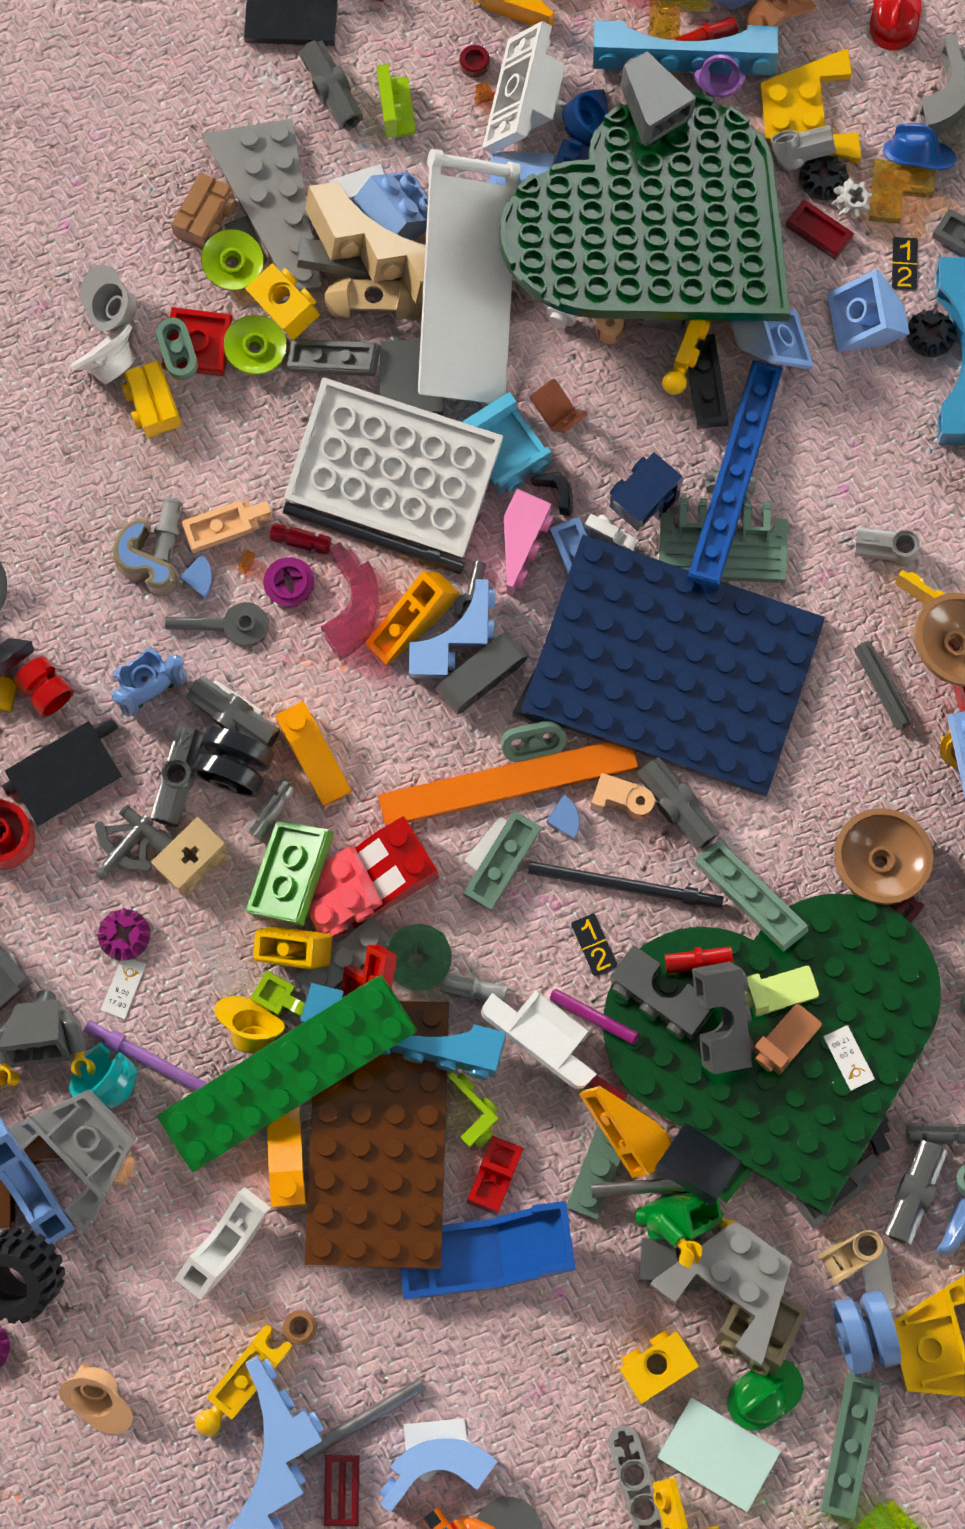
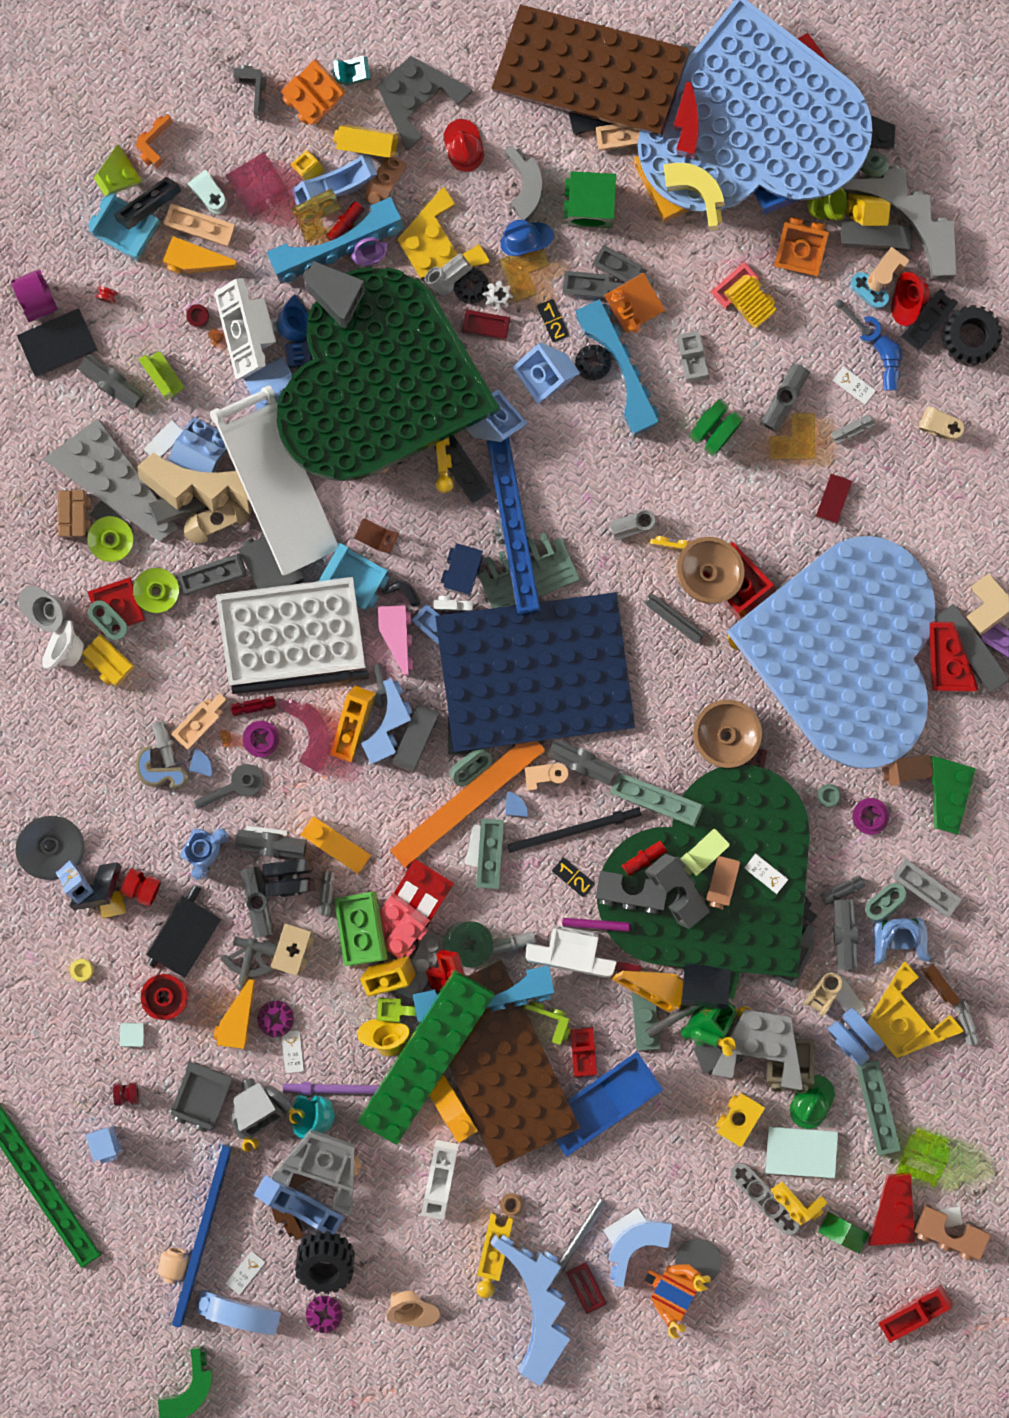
camera: 25 degrees left, 10 degrees up
(71, 911) = (235, 1023): none -> light orange slope
(292, 315) = (147, 553): yellow brick -> none

